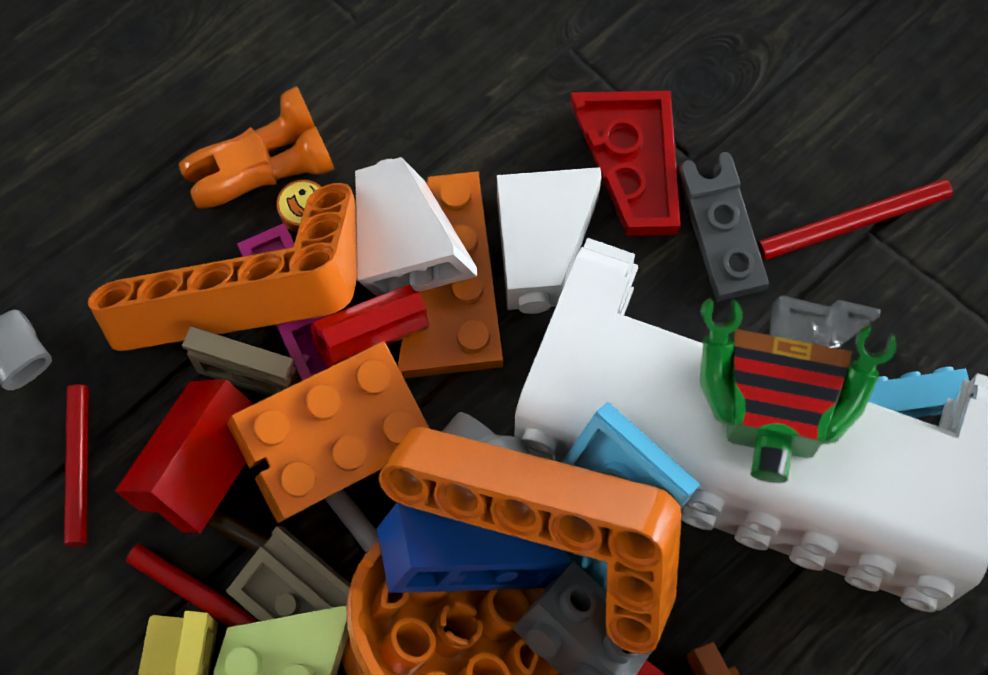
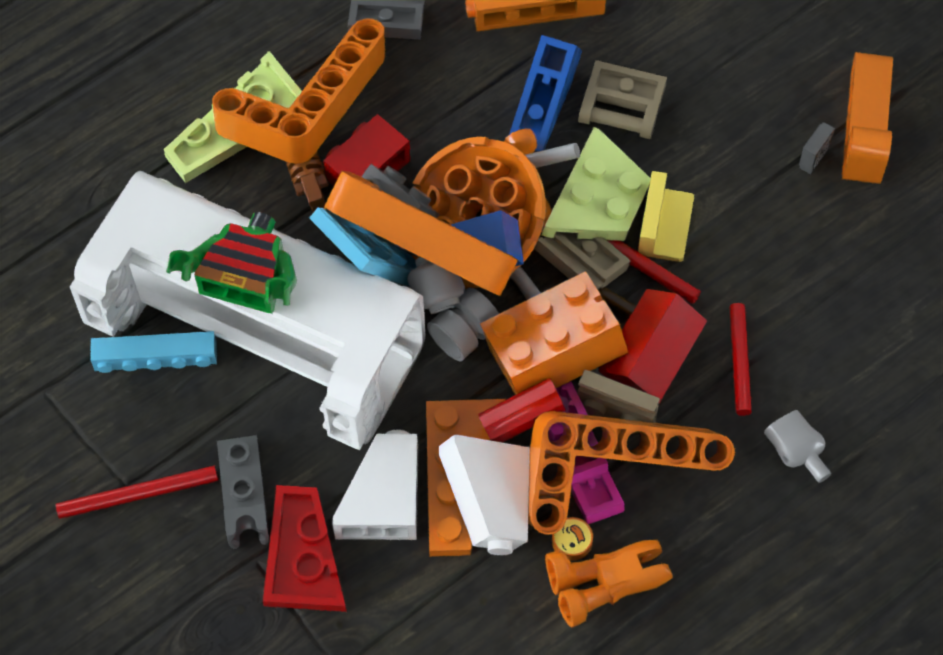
camera: 175 degrees left, 5 degrees down
(819, 323) = (188, 410): clear slope -> none

